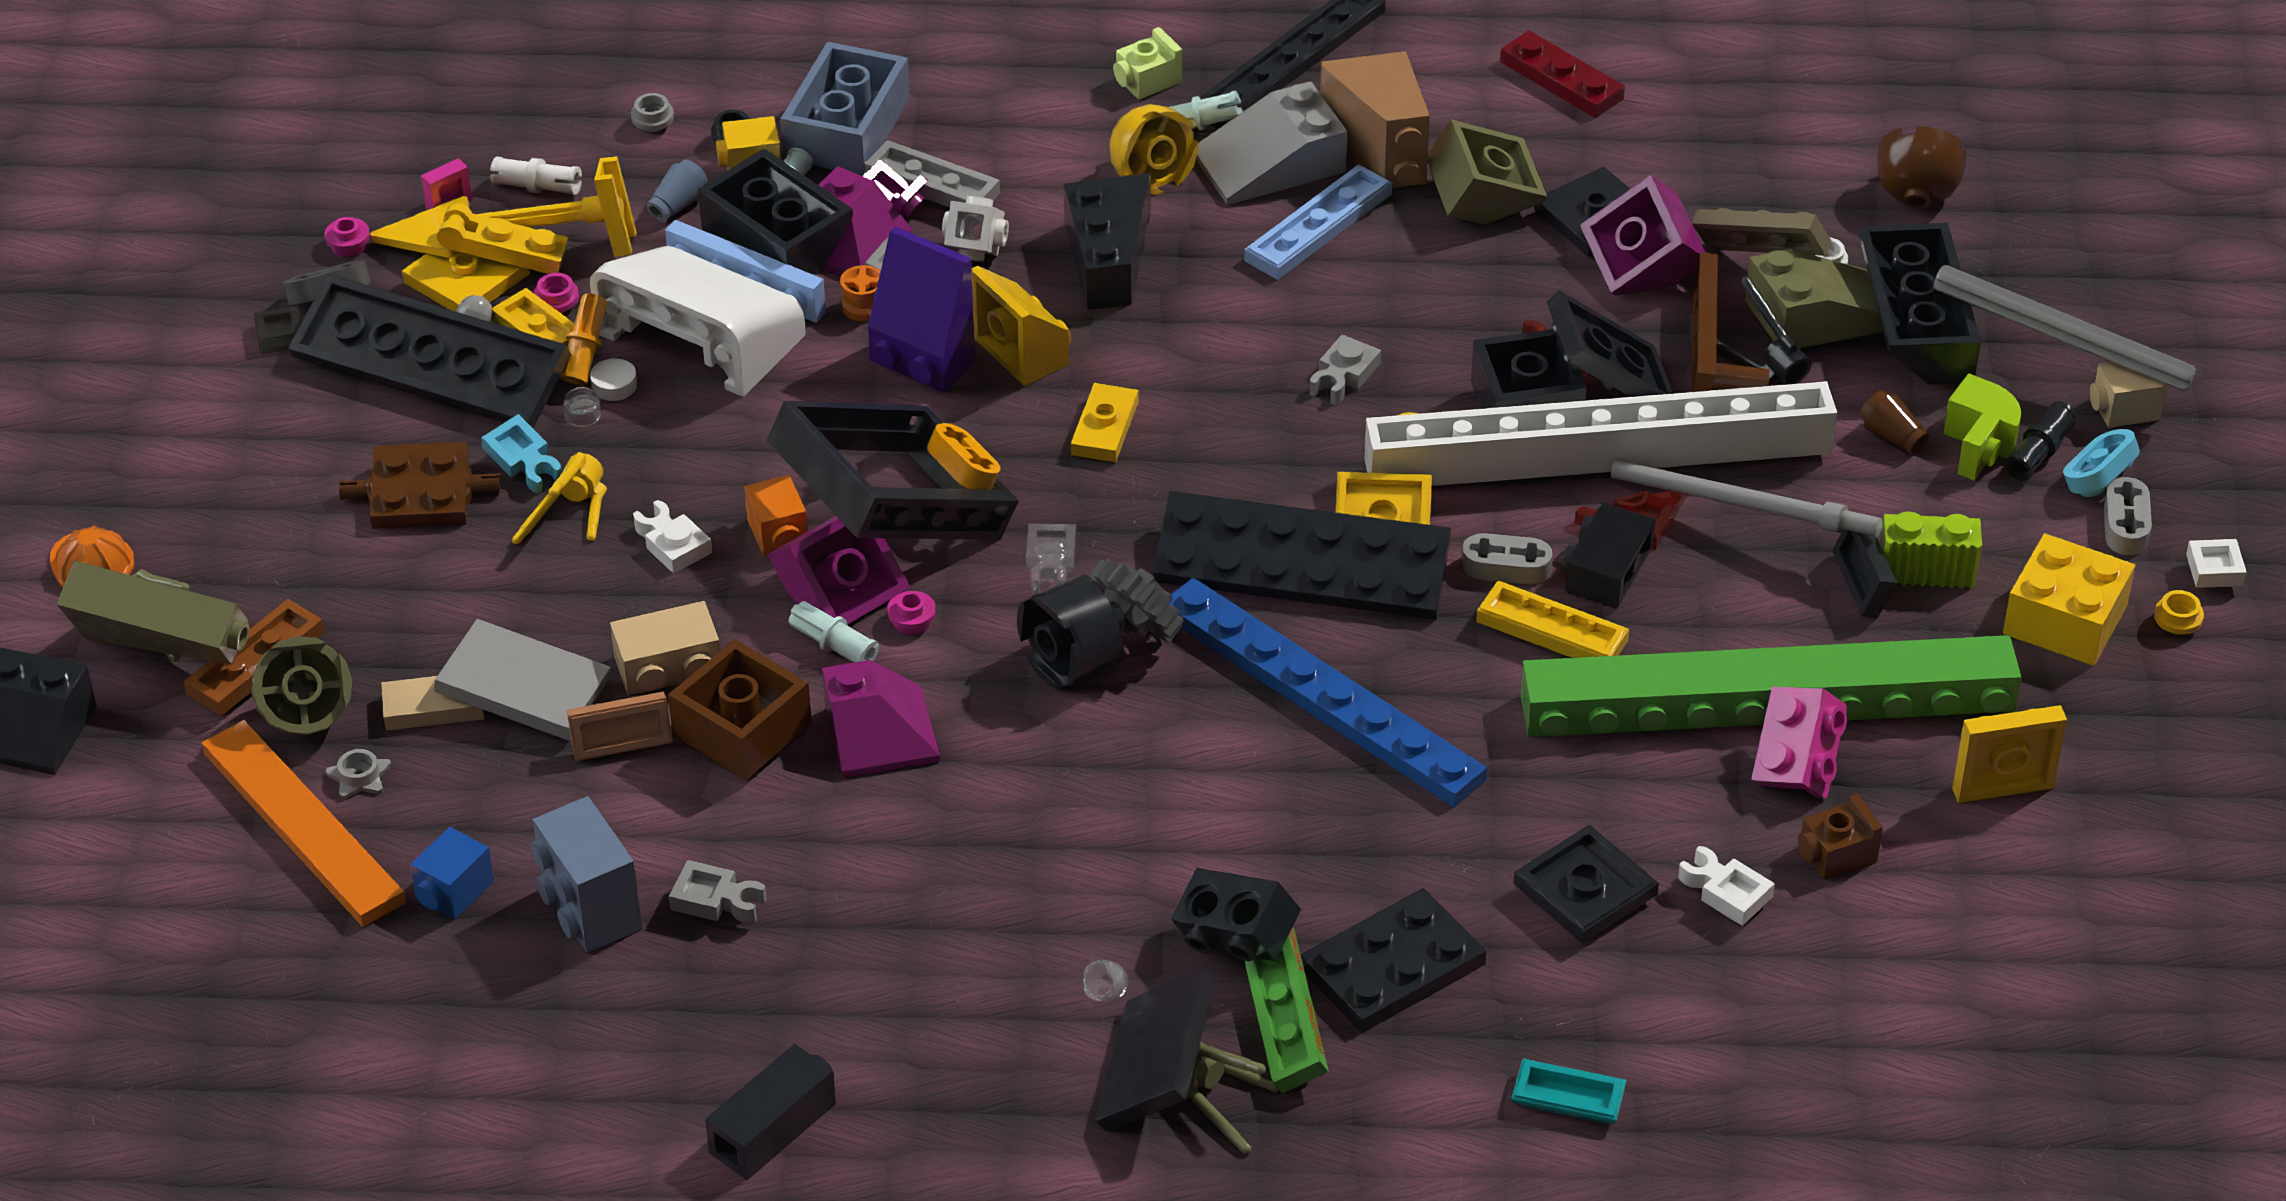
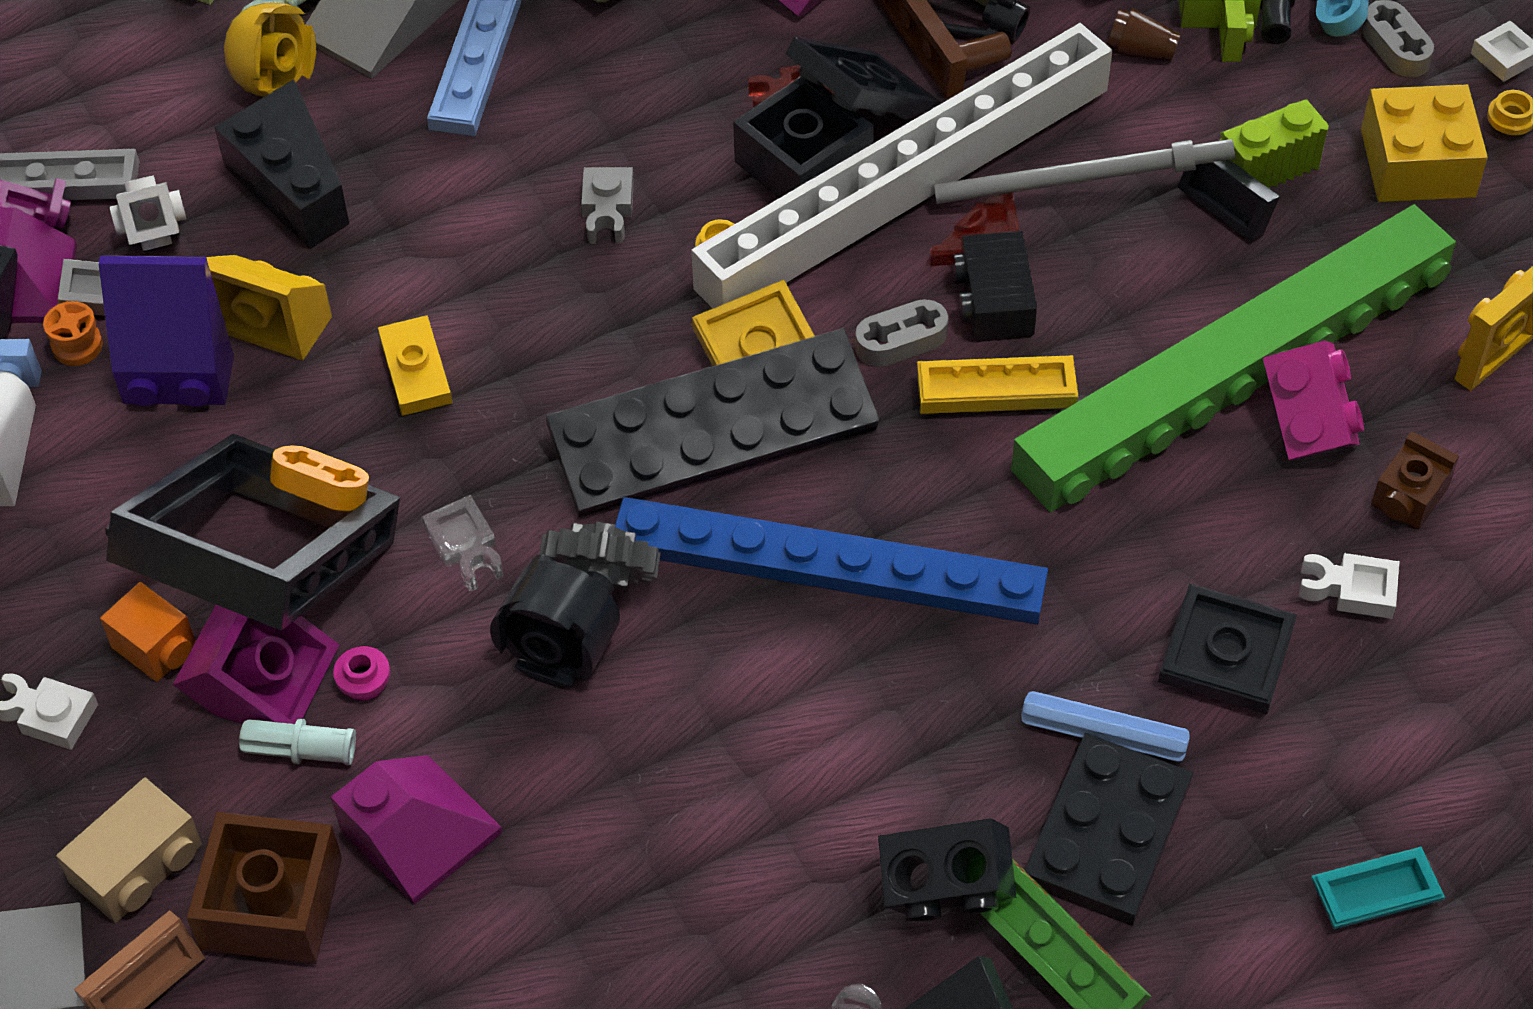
camera: 30 degrees left, 10 degrees up
(1449, 894) = (1119, 728): none -> light blue axle

